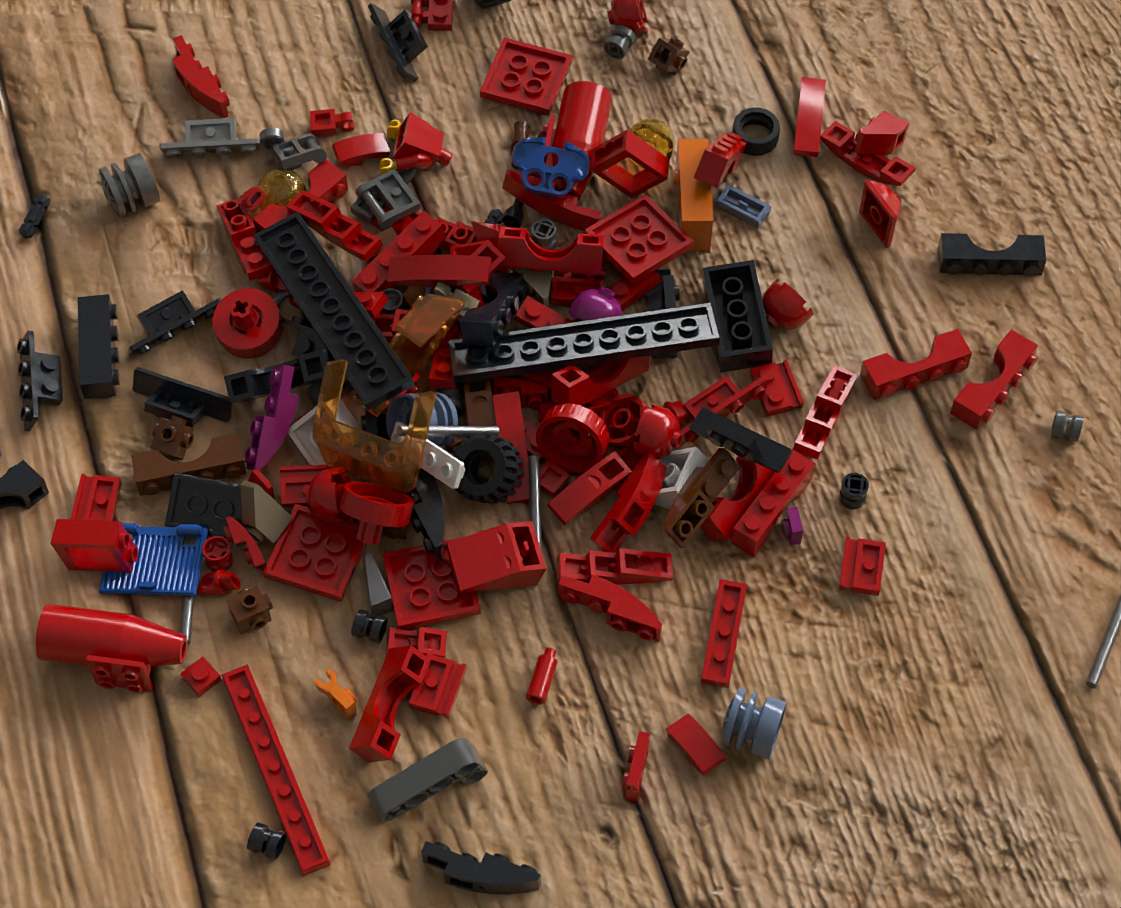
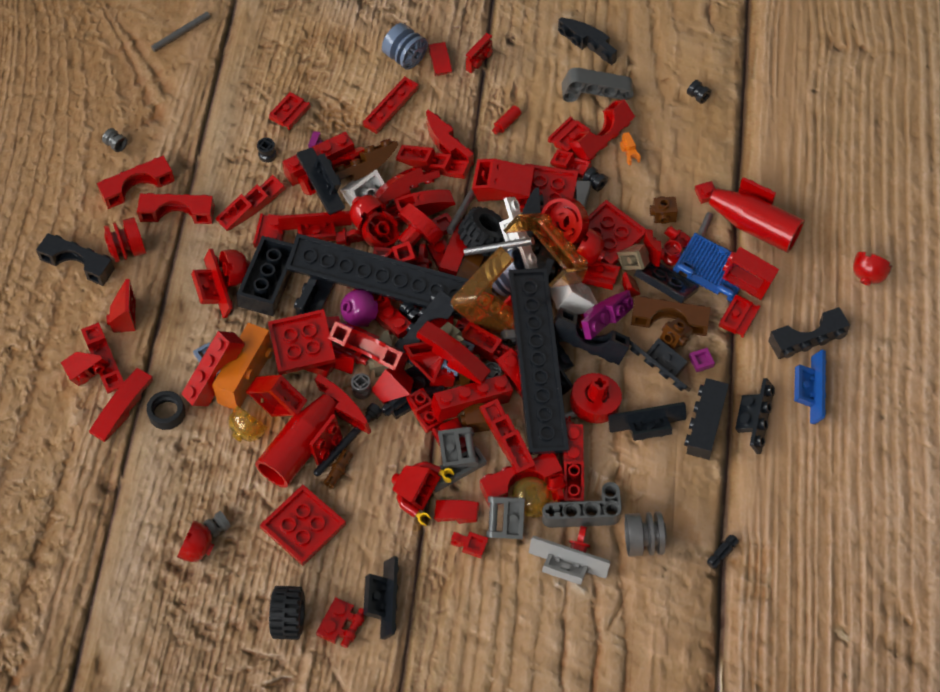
camera: 155 degrees left, 0 degrees up
(128, 424) = (701, 360): none -> magenta plate
(198, 80) = (559, 623): red slope -> none
(201, 197) = (581, 508): none -> dark grey beam
(204, 166) = (579, 544): none -> red piece
(271, 136) = (519, 545): flat silver tile -> none
(276, 770) = (680, 131): red tile -> none
(530, 155) = (344, 397): blue piece -> none
(669, 55) = (189, 491): reddish brown brick -> none
(806, 283) = (211, 285): none -> red bracket
(944, 286) = (124, 240): none -> red wheel

